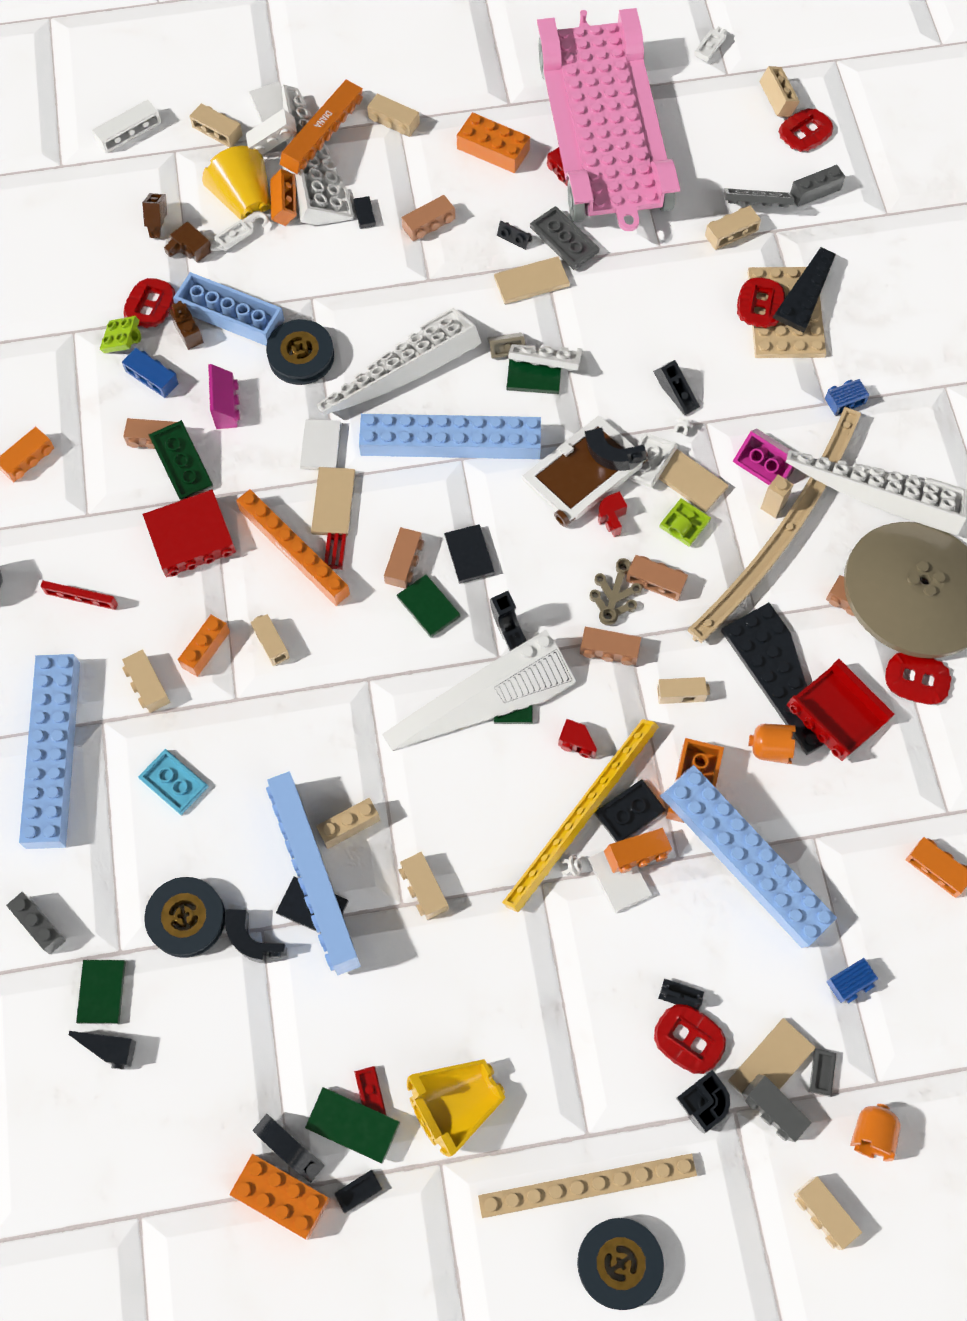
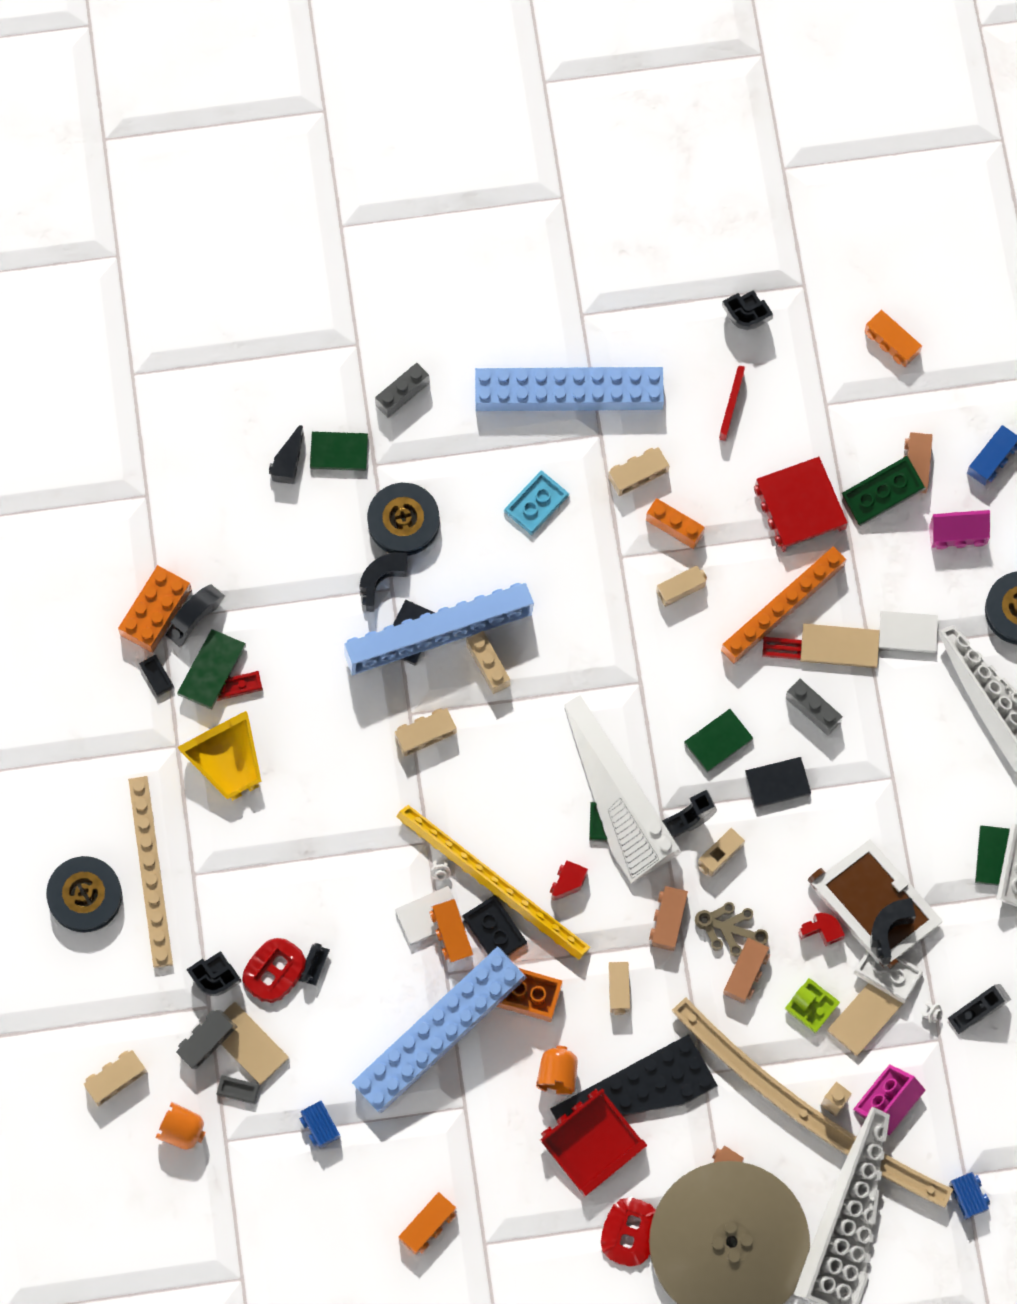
camera: 90 degrees right, 5 degrees up
(399, 515) = (813, 706): none -> dark grey brick
(403, 558) = (771, 715): nougat brick -> none
(450, 436) = (915, 764): light blue brick -> none
(542, 600) = (720, 852): none -> tan brick

